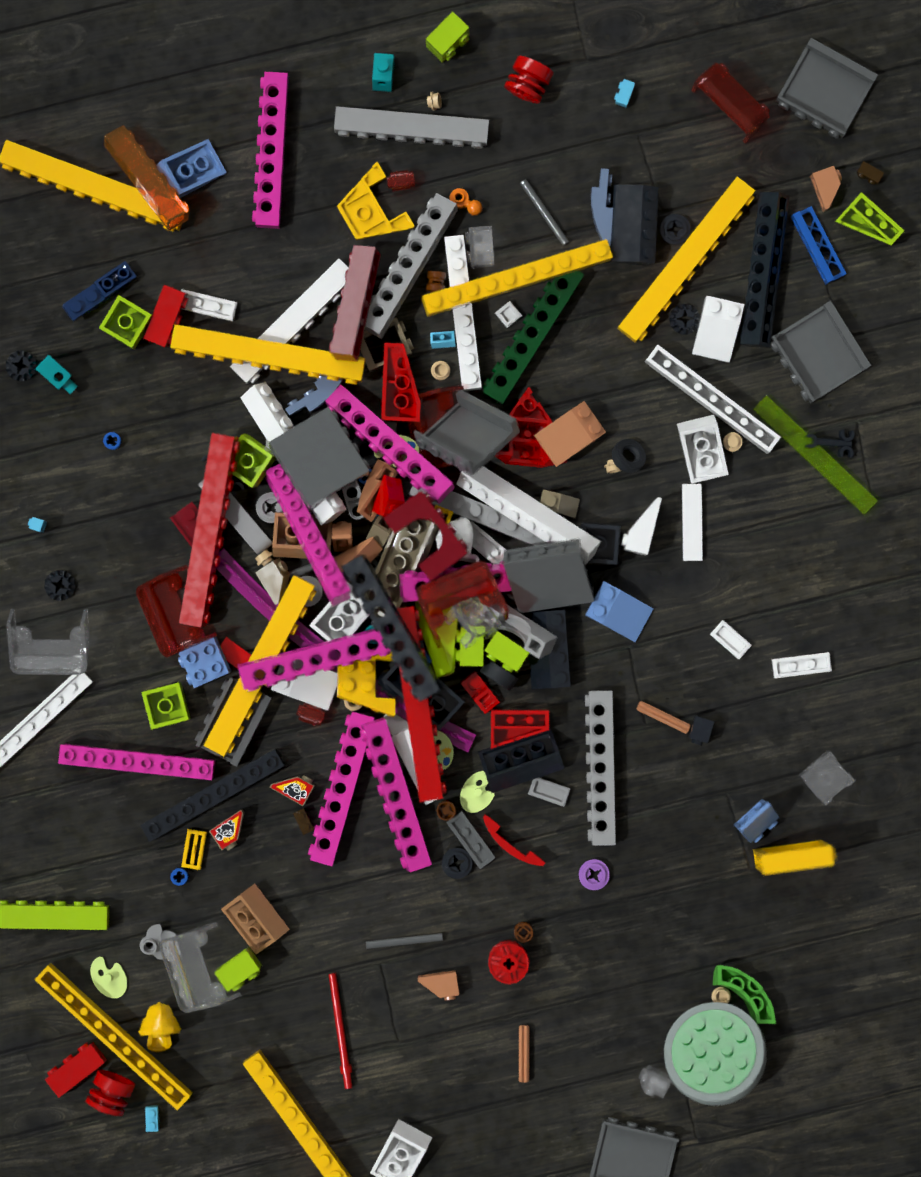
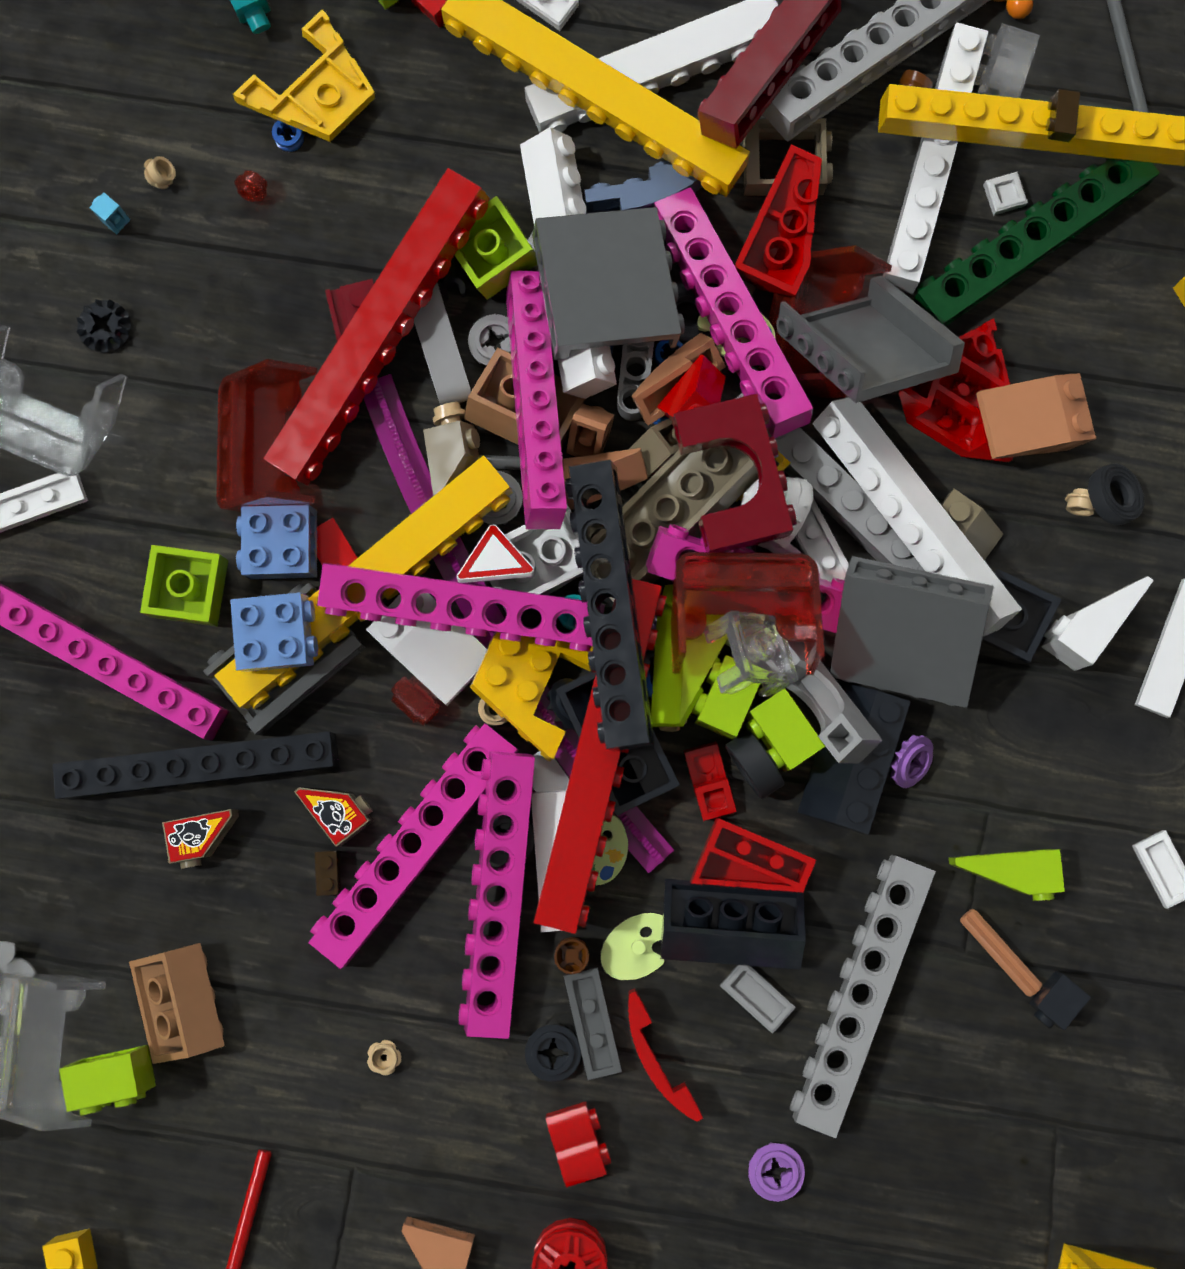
camera: 30 degrees right, 5 degrees down
(53, 490) = (159, 172): none -> tan plate
(105, 478) = (251, 186): none -> clear red plate
(123, 413) = (323, 96): none -> yellow wing
(175, 872) = (72, 880): blue bush -> none
(201, 851) = (145, 818): yellow tile -> none
(226, 711) = (273, 632): none -> medium blue brick
(322, 627) = (494, 560): none -> piece
(367, 901) = (375, 1062): none -> tan plate
(404, 941) = (409, 1147): dark grey bar -> none
(440, 370) = (860, 233): tan plate -> none
(443, 339) = (884, 188): medium azure piece -> none
(487, 902) = (577, 1144): none -> red brick
(519, 277) = (1063, 115): none -> dark brown piece
(523, 932) = (618, 1214): reddish brown wheel -> none
(577, 645) = (916, 749): none -> medium lavender gear
(619, 611) = (996, 743): medium blue slope -> none
(659, 671) = (1027, 872): none -> lime slope
(757, 821) = (1096, 1198): medium blue slope -> none

